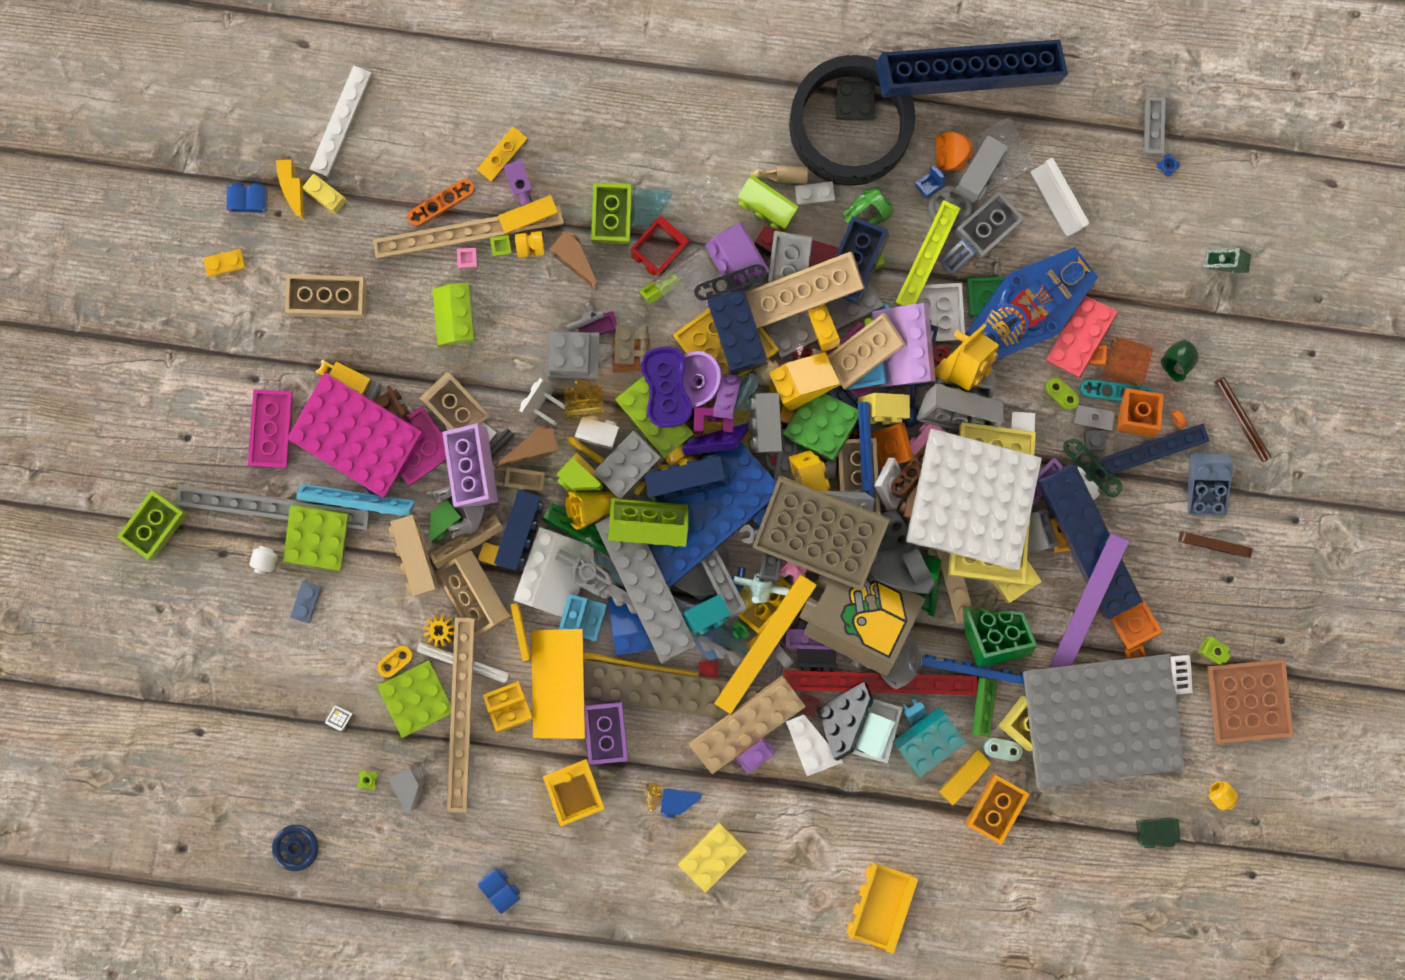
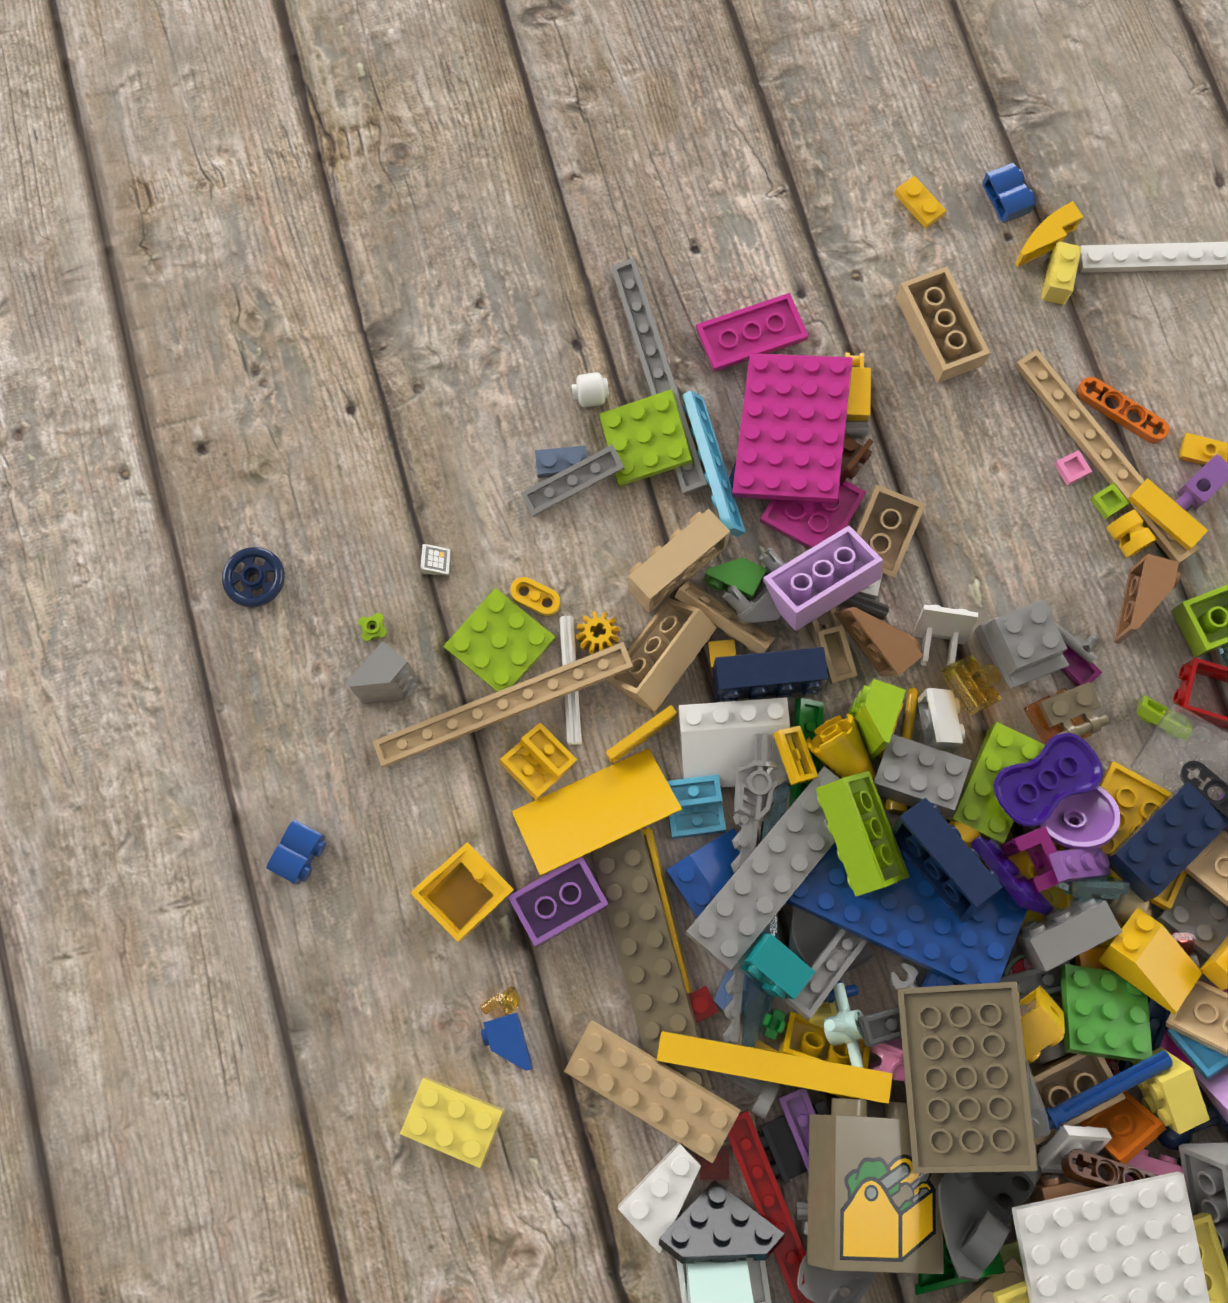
camera: 75 degrees right, 10 degrees down
(152, 525) = (575, 249): lime brick -> none
(324, 601) = (572, 480): none -> light grey plate
(454, 314) = (997, 482): lime slope -> none
(579, 542) = (791, 756): none -> yellow tile
(756, 755) = (615, 1121): medium lavender torso -> none

